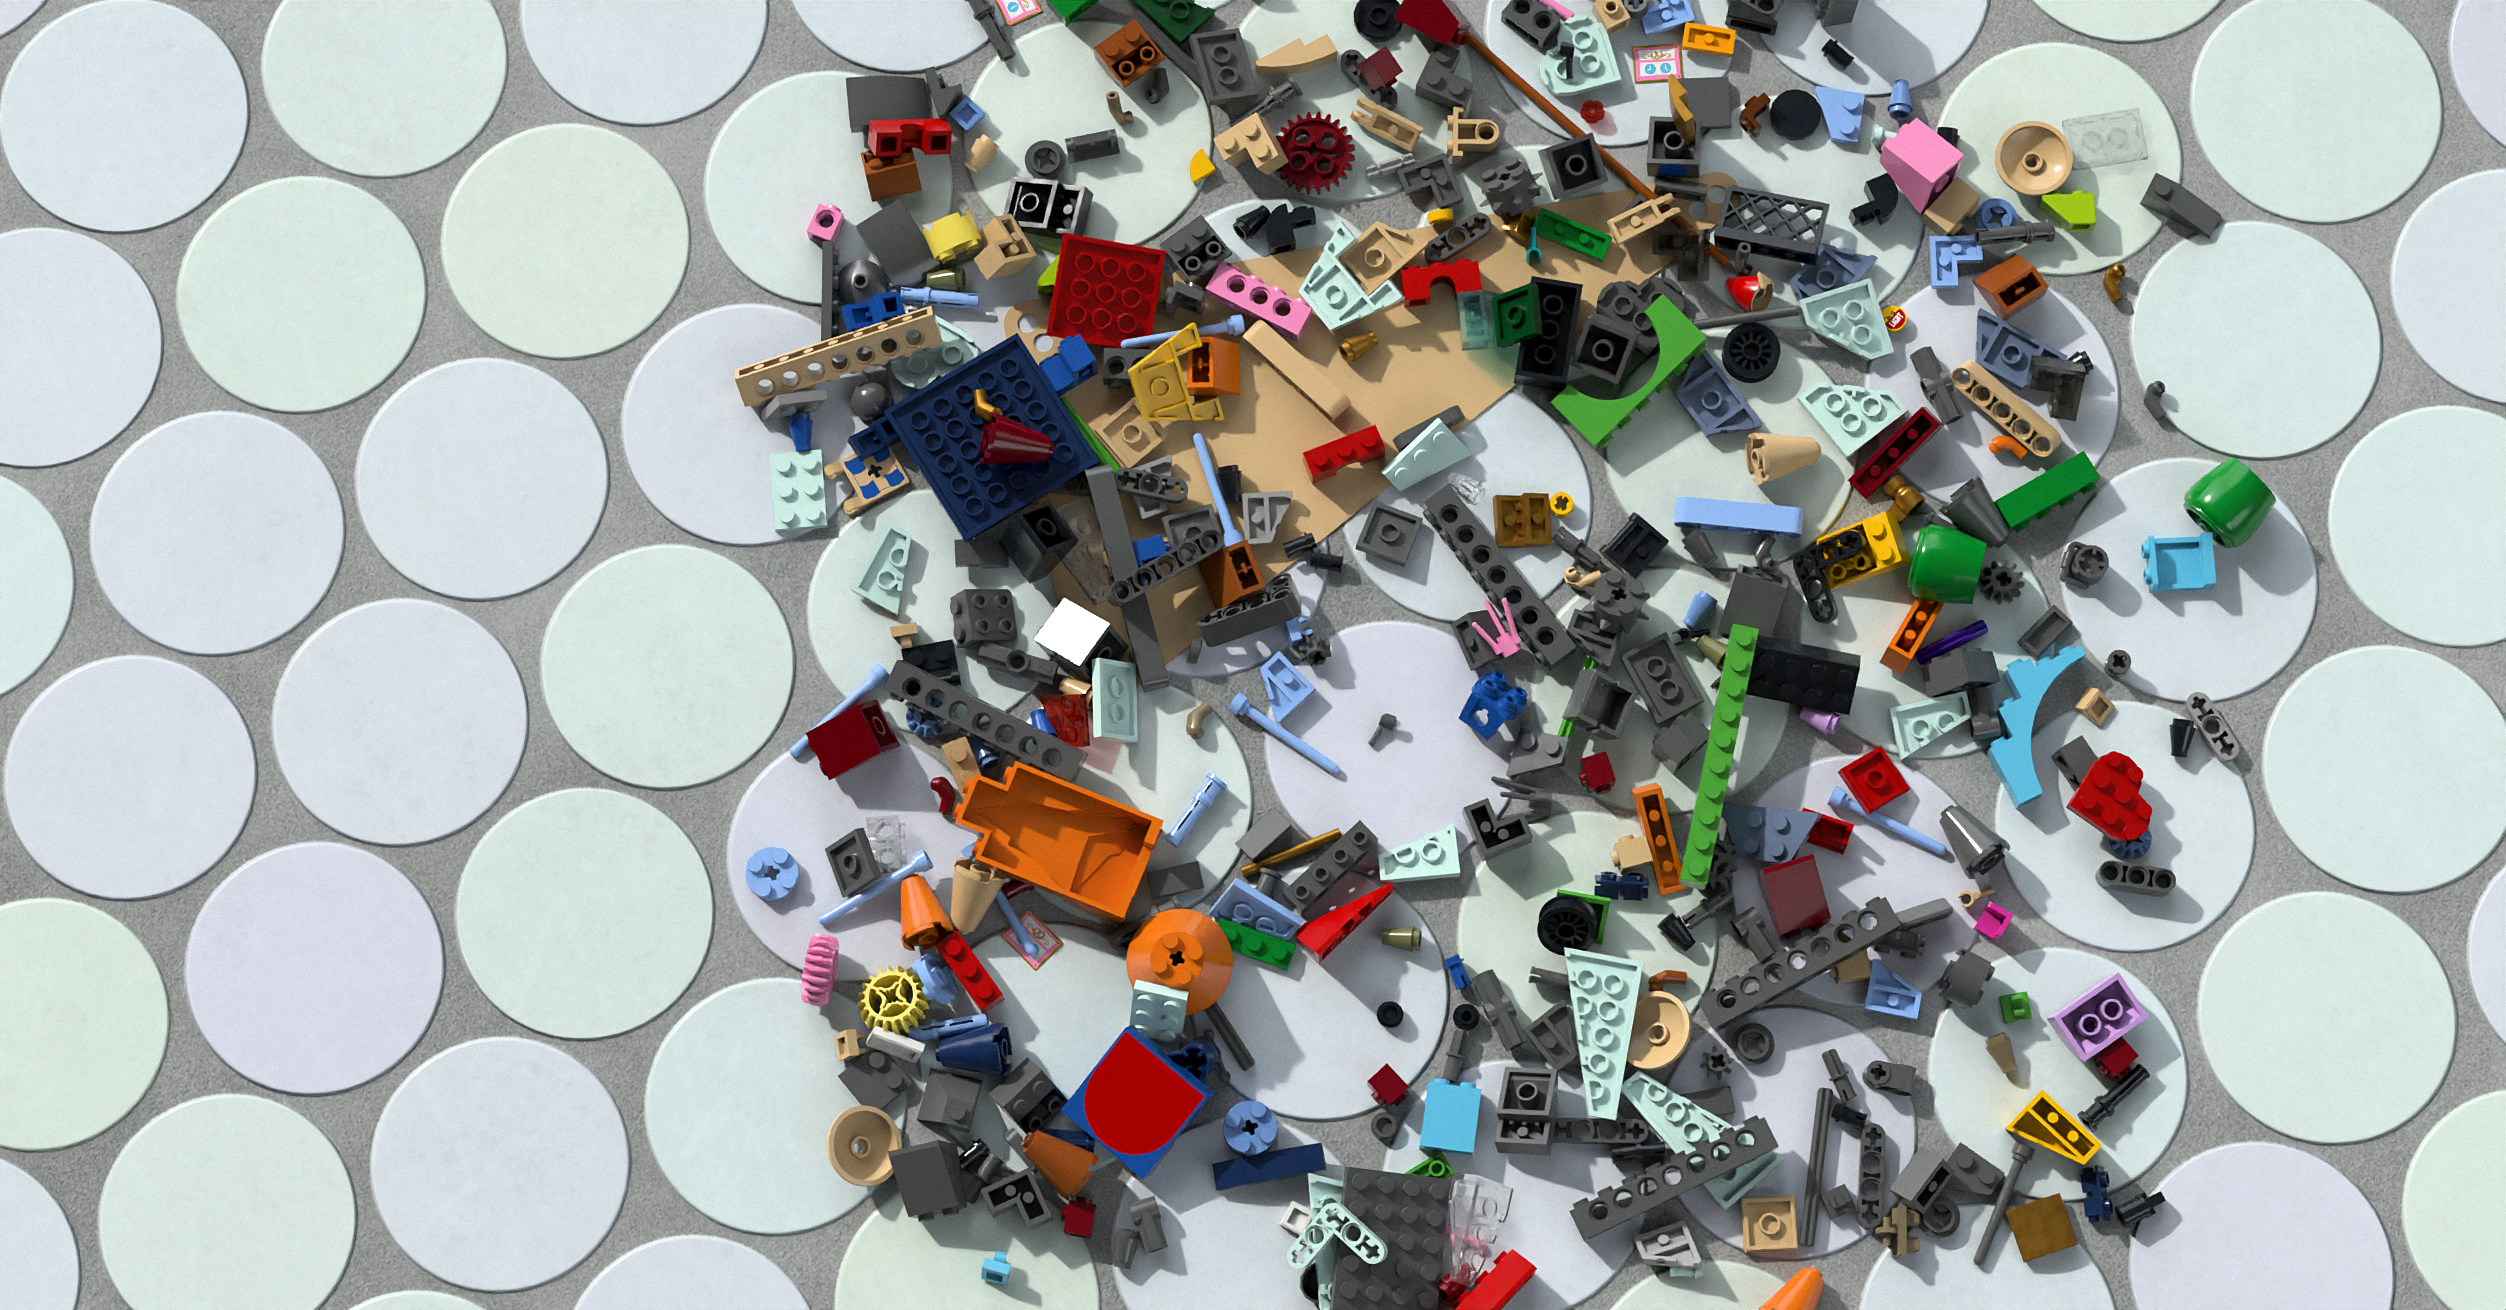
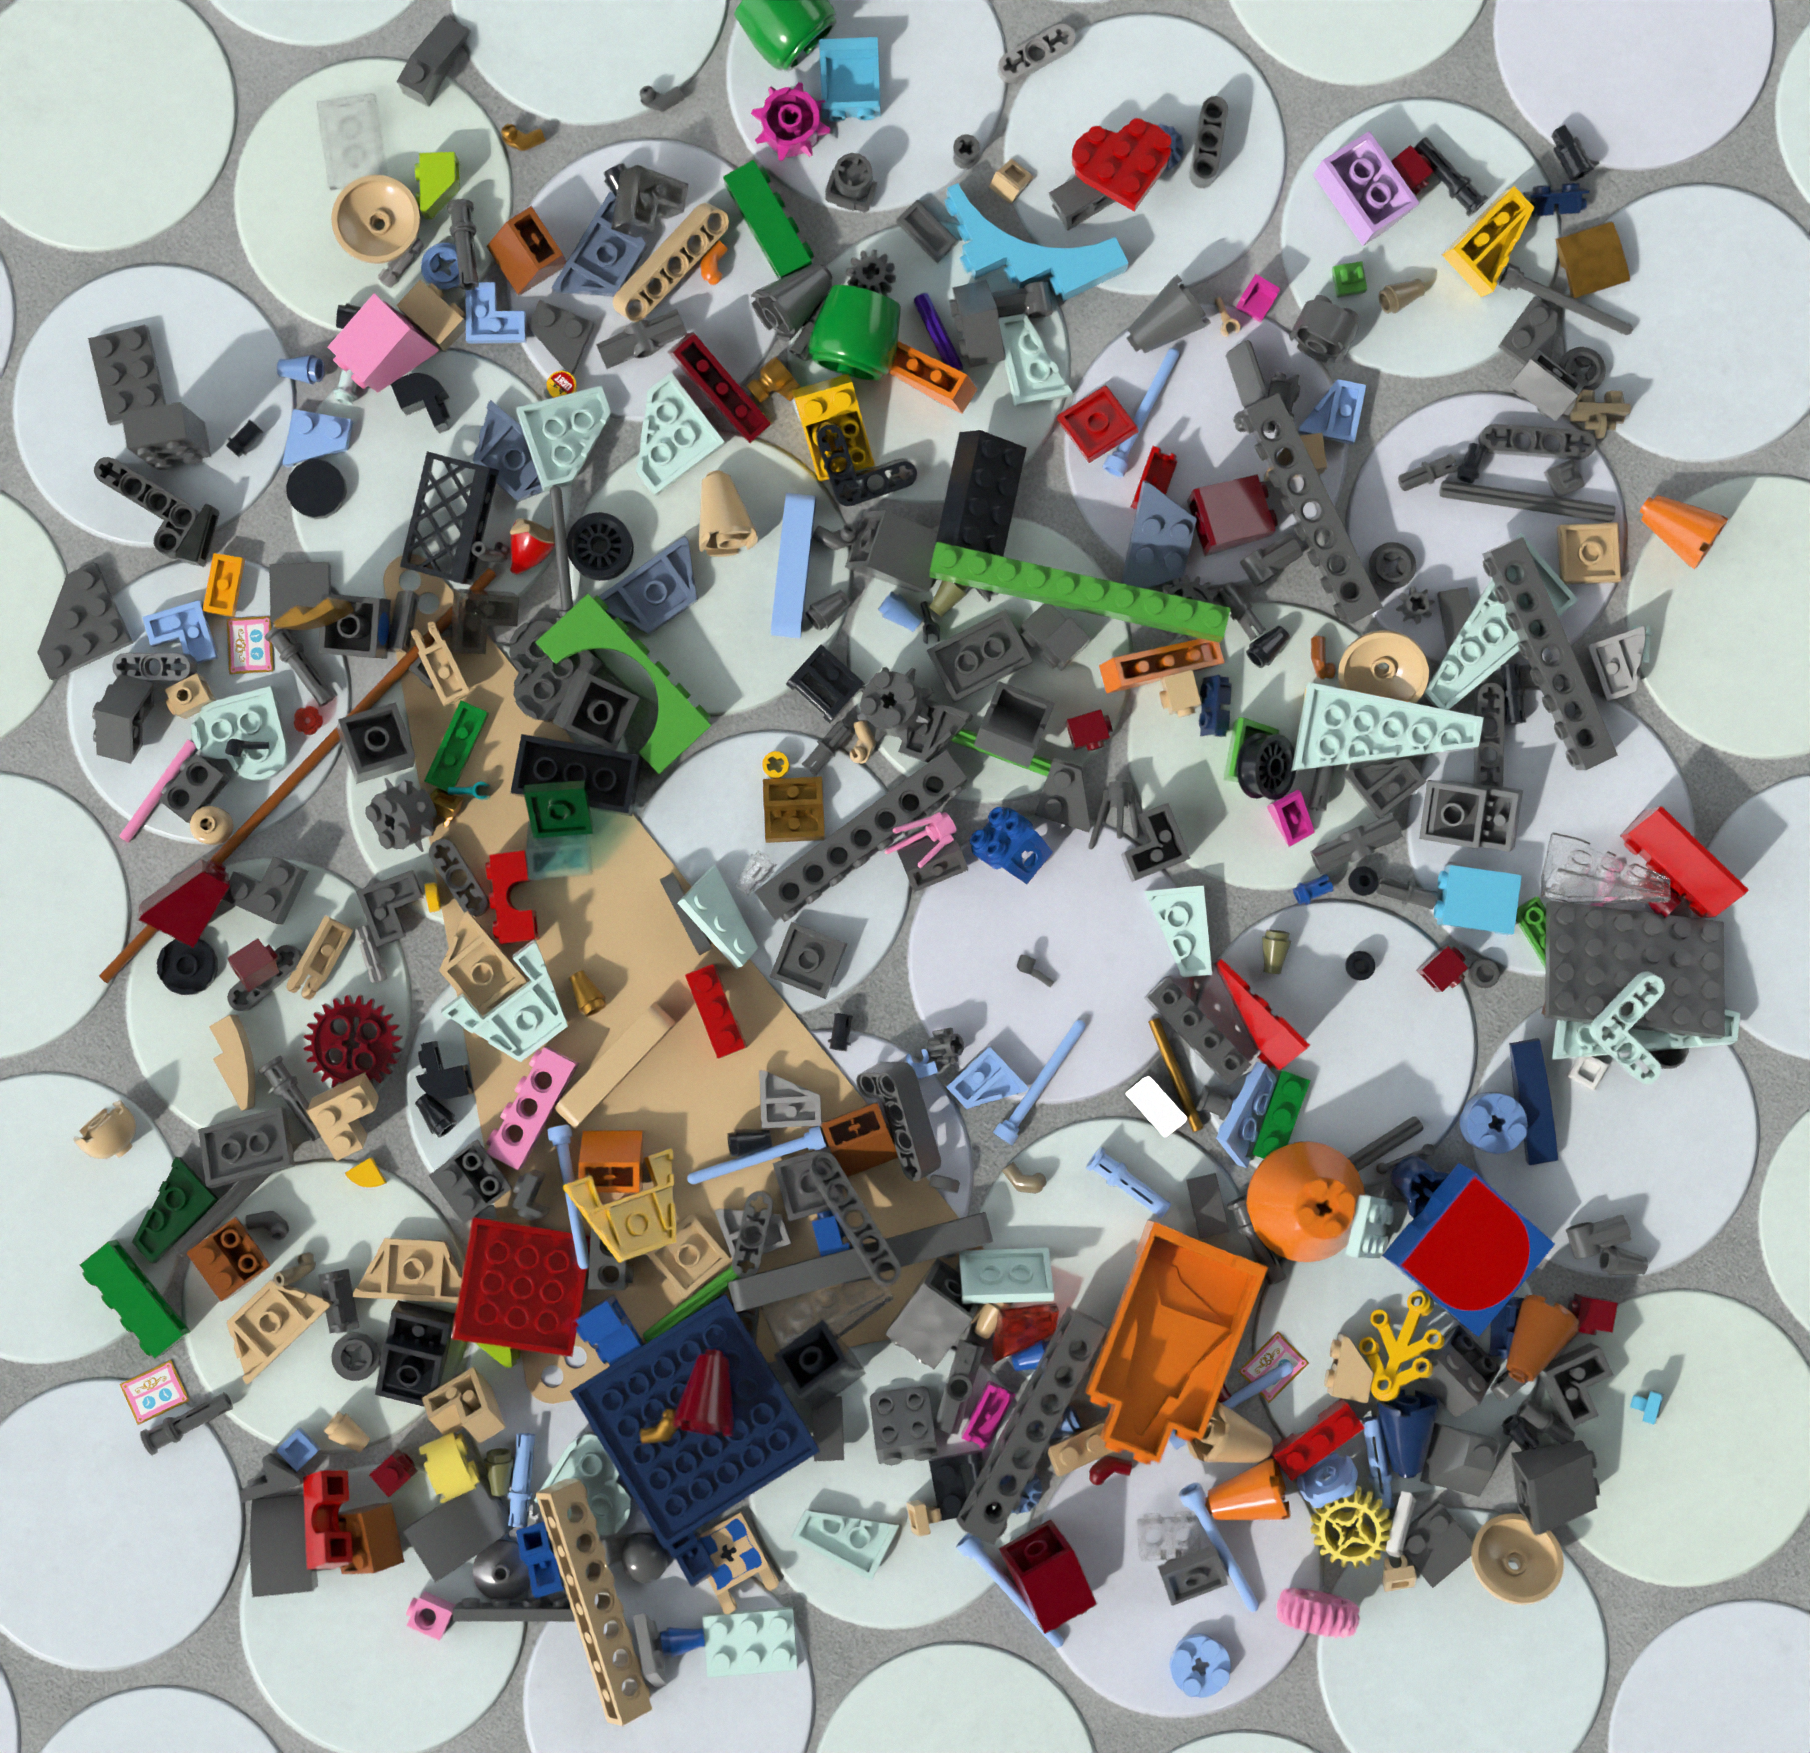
camera: 90 degrees left, 10 degrees up
(947, 192) = (394, 1472): none -> dark red brick
(992, 688) = (987, 1414): none -> dark pink hinge
(1023, 1032) = (1399, 1349): none -> yellow plant
(1027, 1002) = (1350, 1374): none -> tan slope
(1073, 91) = (272, 1324): none -> tan wing
(1117, 203) = (411, 1272): none -> tan wing
(1300, 545) = (821, 1062): black pin -> none
(1466, 135) = (334, 865): tan pin -> none
(1499, 33) = (219, 831): none -> tan head
(1522, 952) = (1292, 817): none -> dark pink slope
(1650, 97) = (292, 653): none -> dark grey pin
(1754, 108) = (307, 535): reddish brown bracket -> none
(1820, 719) = (1029, 480): lavender cone -> none
(1894, 1077) = (1430, 413): dark grey piece -> none
(1939, 318) = (561, 333): none -> dark grey wing
(1985, 171) = (399, 265): none -> light grey axle
(2136, 495) = (793, 105): none -> dark pink brick
(2181, 736) = (1048, 86): black cone -> none

